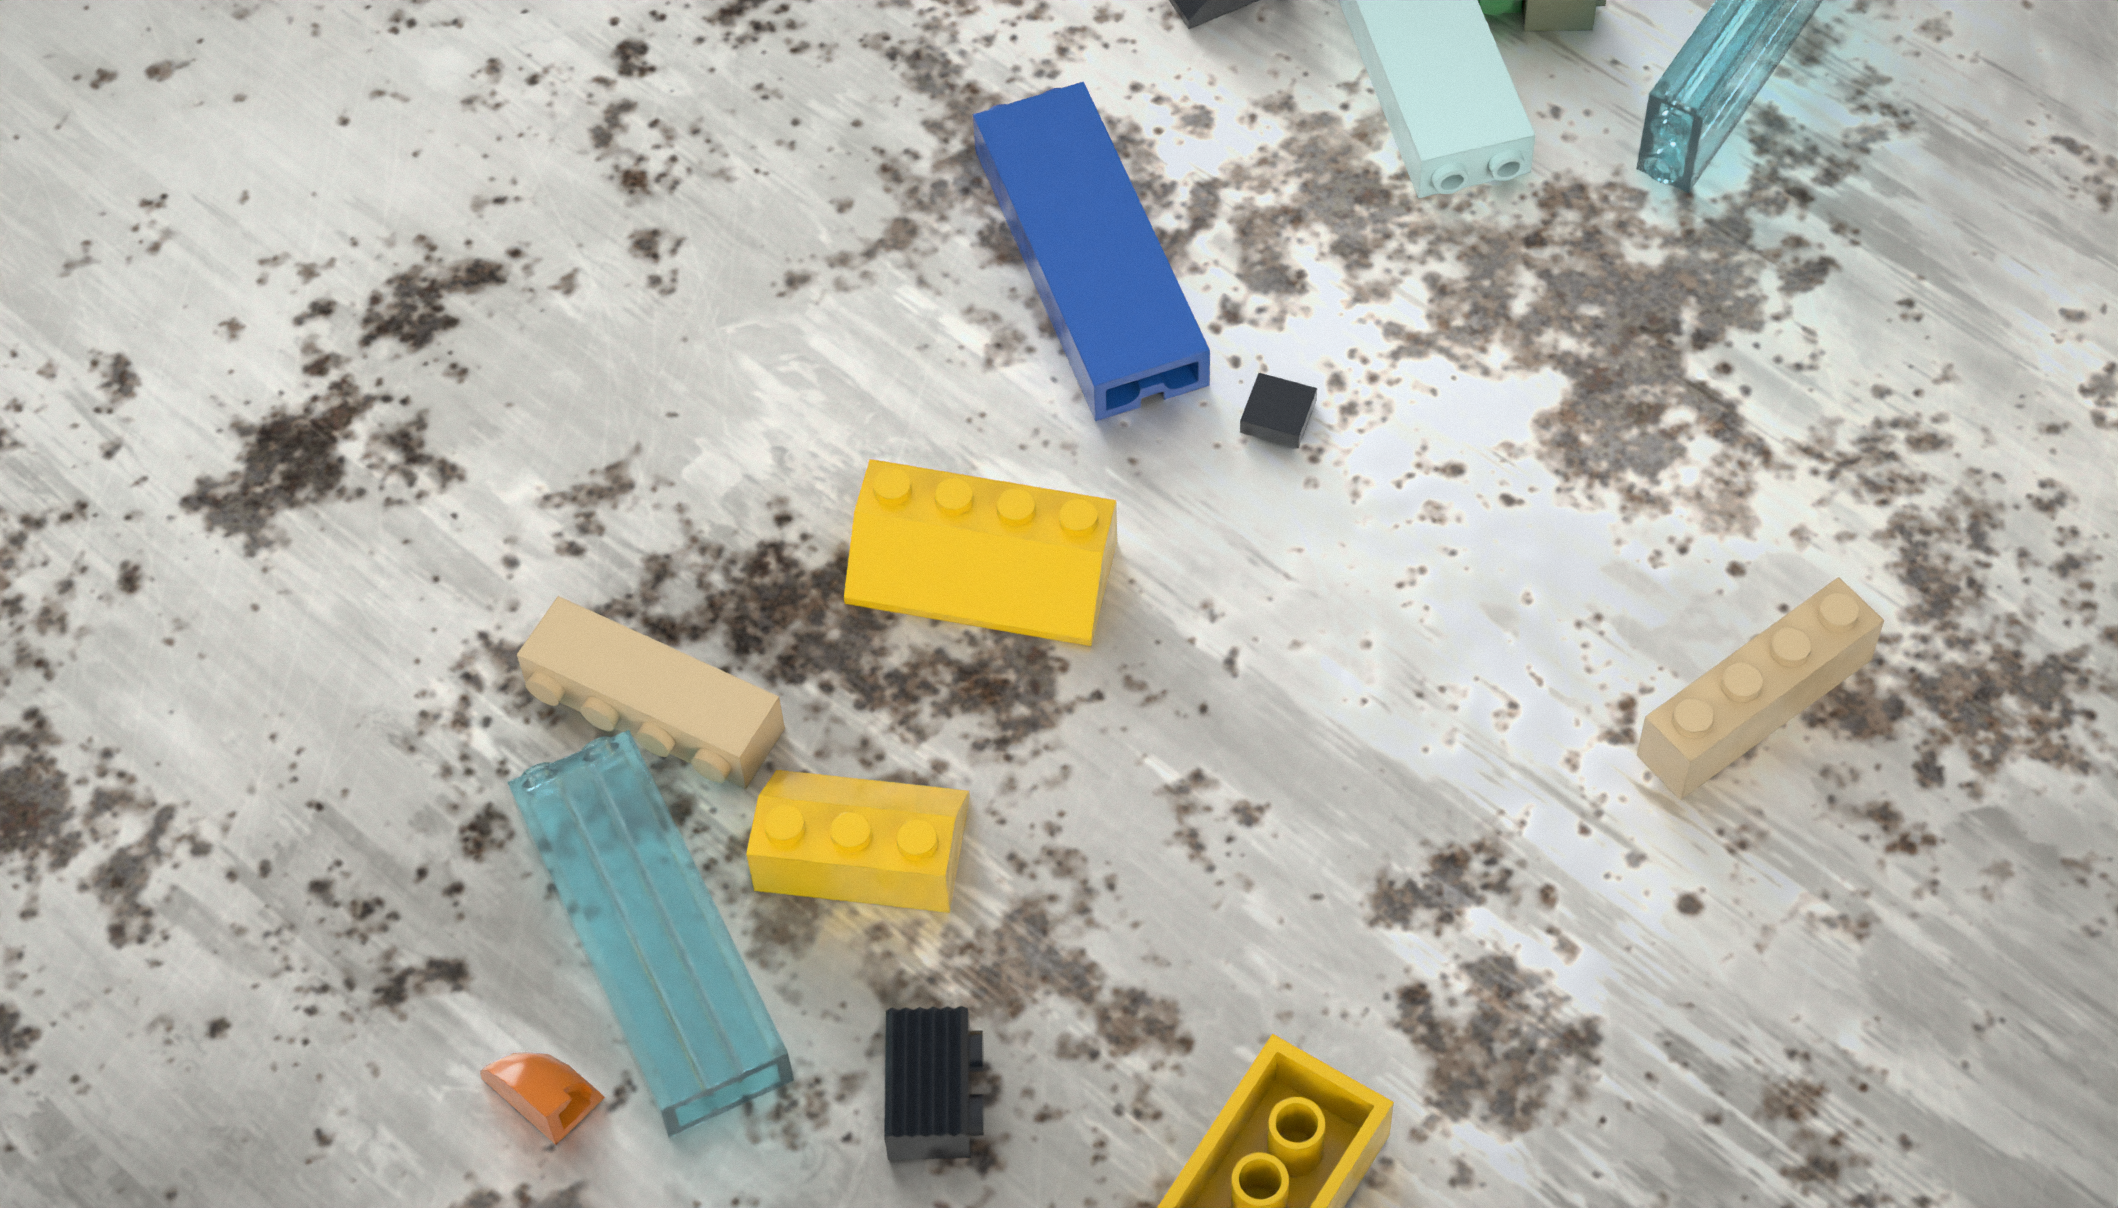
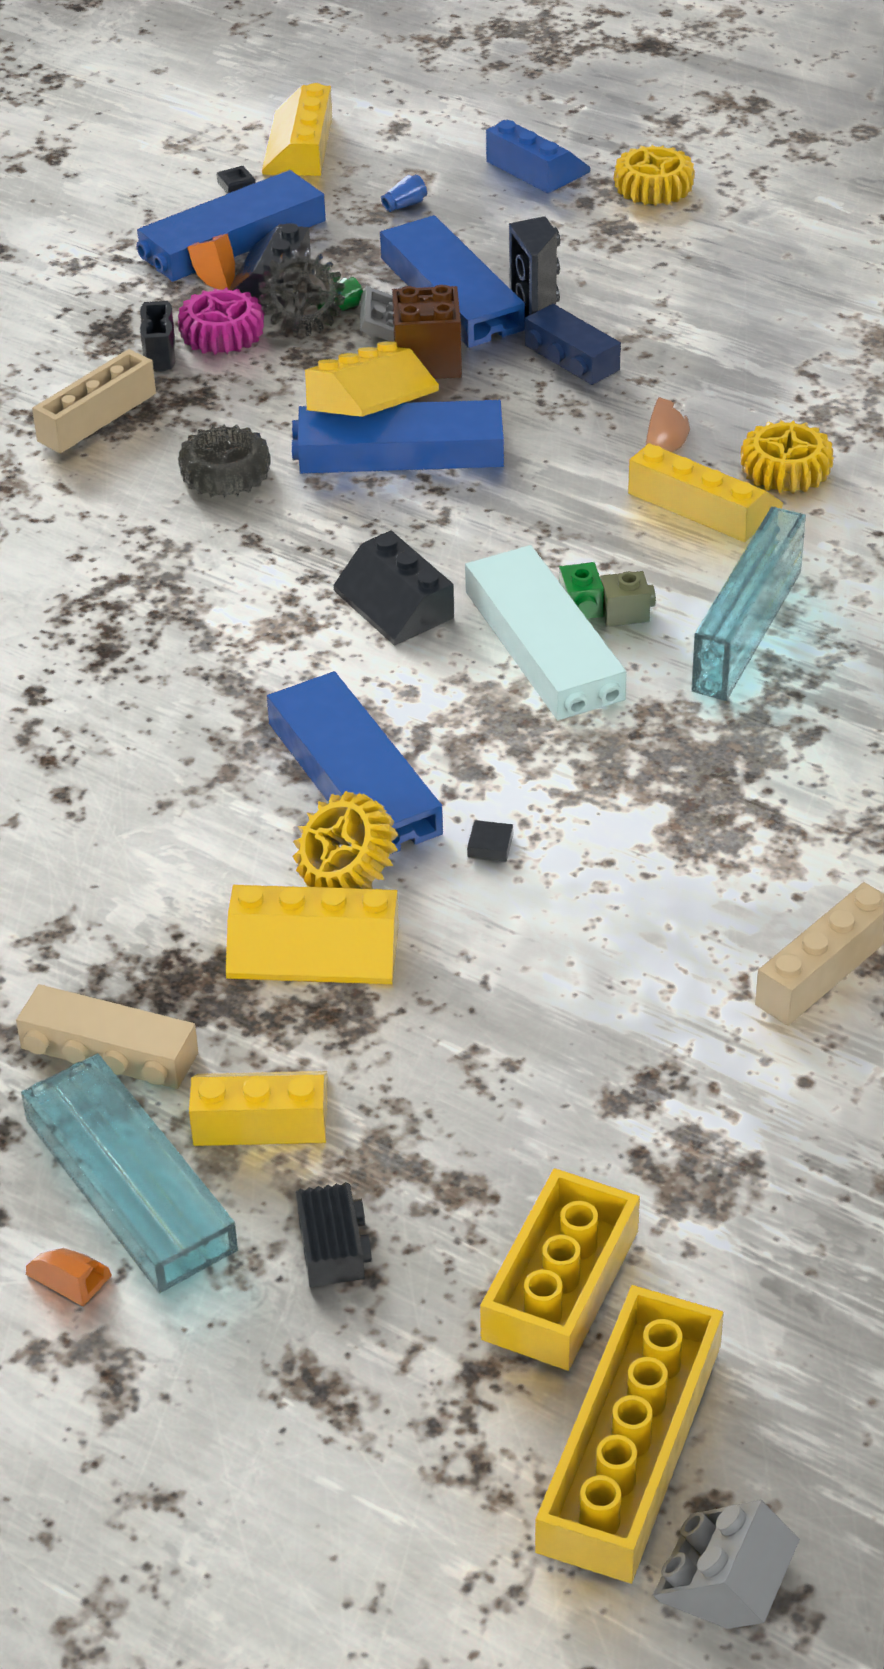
camera: 10 degrees left, 15 degrees down
(1079, 384) = (345, 822): none -> yellow gear

